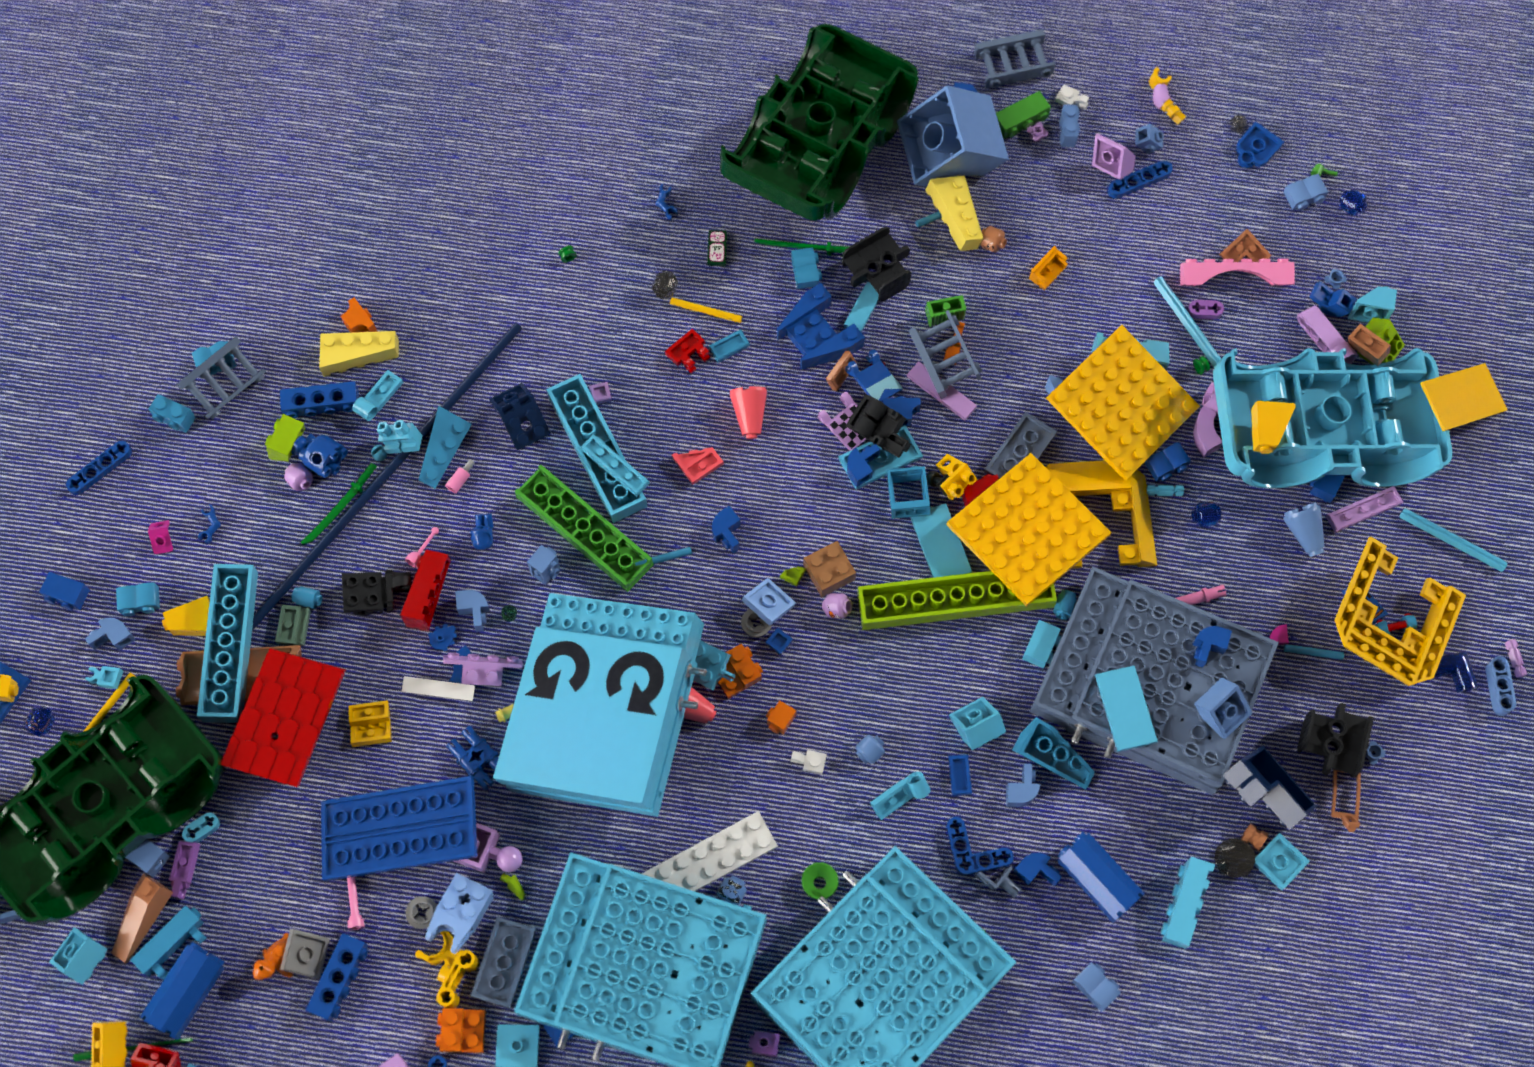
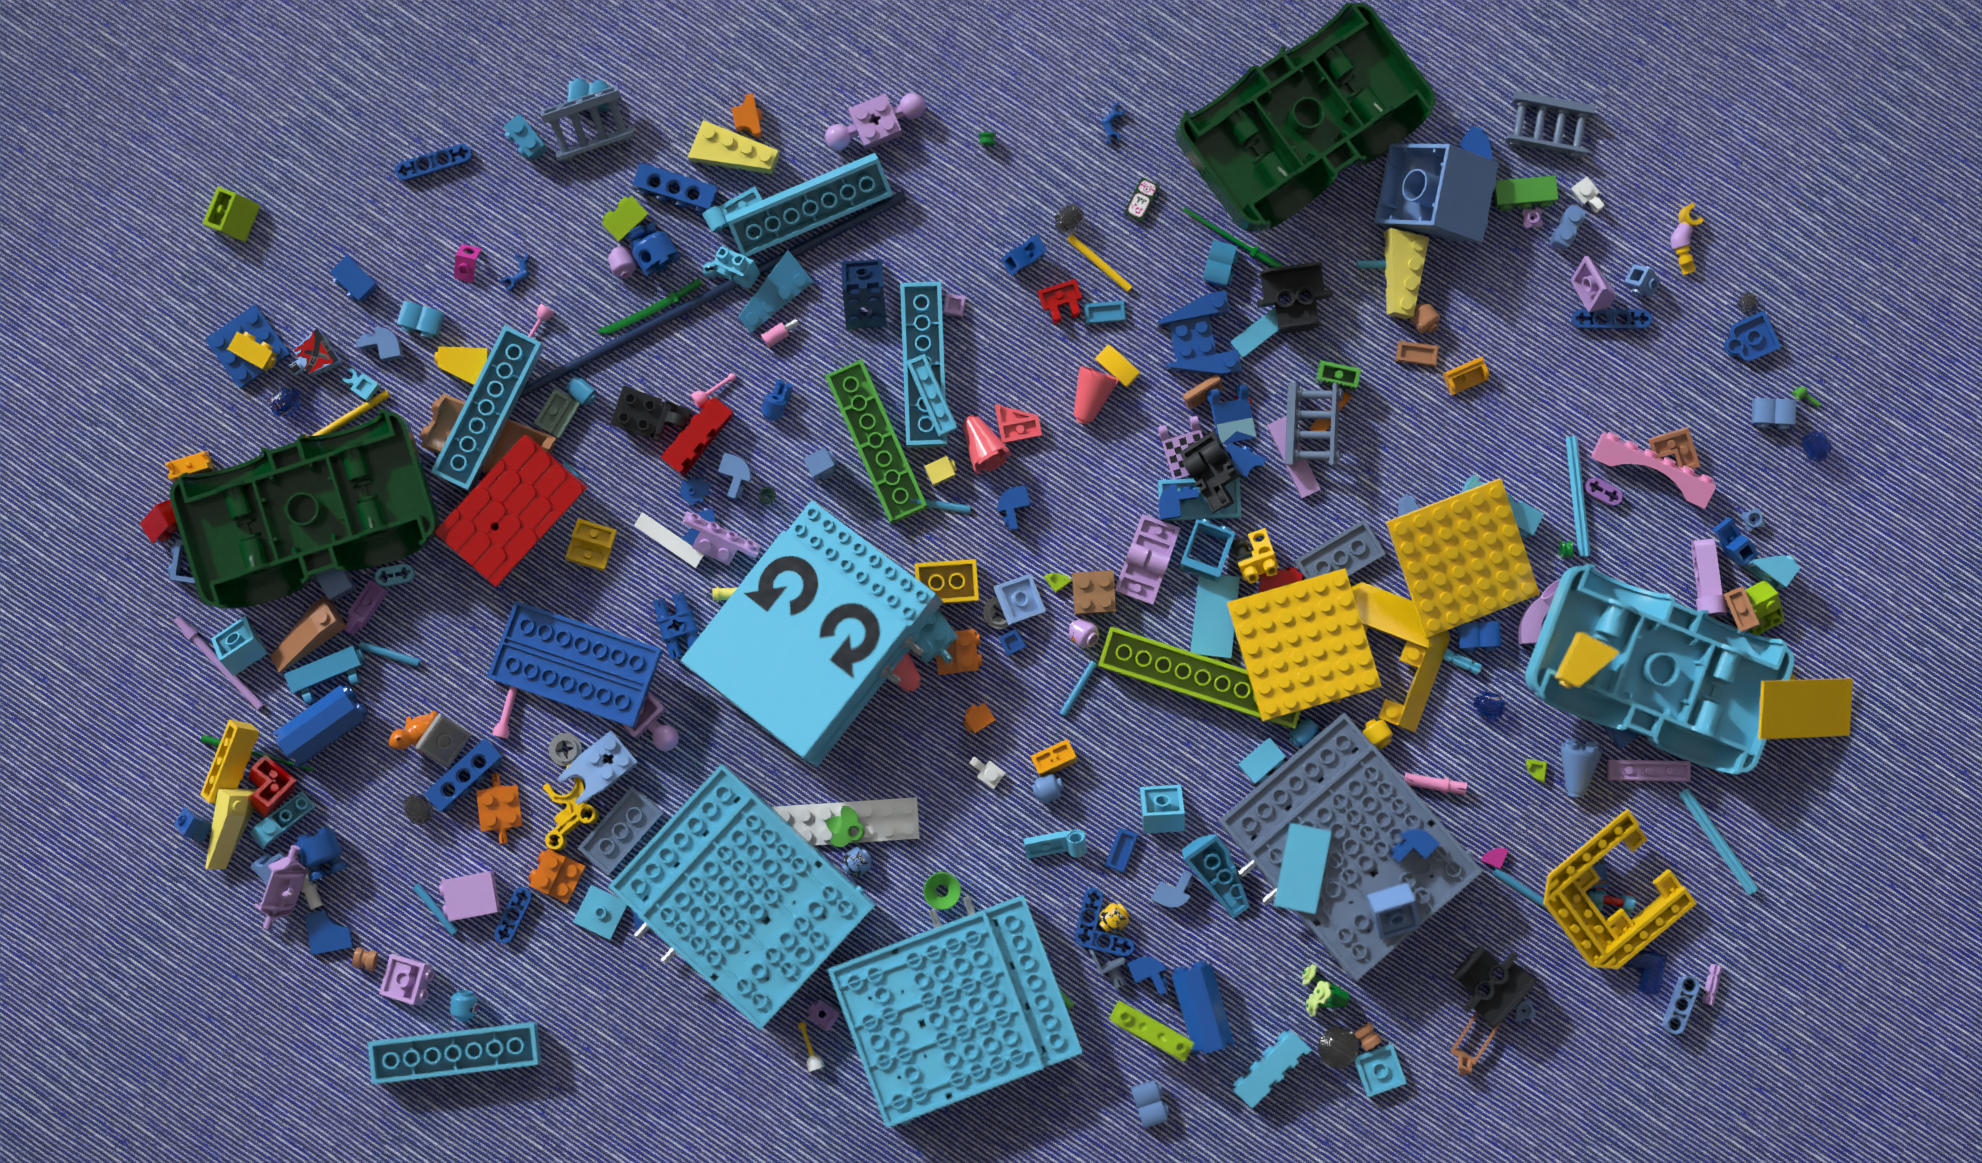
camera: 25 degrees right, 15 degrees up
(29, 966) = (192, 634): none -> lavender bar
(53, 669) = (314, 355): none -> torso
(223, 900) = (389, 654): none -> dark azure bar
(247, 548) = (543, 314): none -> bright pink hinge
(305, 1028) = (417, 809): none -> clear smoke head
(382, 994) = (499, 808): none -> orange plate
(440, 362) = (809, 205): none -> medium azure brick
(467, 278) = (878, 108): none -> lavender brick
(513, 885) = (659, 762): lime bar -> none
(642, 328) = (1024, 255): none -> blue brick
(650, 527) = (941, 470): none -> light yellow brick
(679, 490) = (983, 445): none -> coral cone
(704, 864) = (842, 826): none -> bright green plate
(709, 607) = (950, 580): none -> yellow brick
(759, 378) = (1117, 365): none -> yellow slope
(855, 655) = (1078, 688): none -> dark azure bar
(861, 523) = (1147, 559): none -> lavender plate
(863, 721) = (1054, 758): none -> light orange hinge
(983, 836) = (1114, 918): none -> yellow head
(1000, 270) = (1416, 353): none -> nougat tile
(1066, 916) = (1151, 1030): none -> lime fence
(1128, 572) = (1378, 733): none -> yellow head
(1197, 812) = (1322, 993): none -> plant
(1262, 777) = (1406, 995): dark blue piece -> none
(1273, 549) = (1537, 769): none -> lime tile

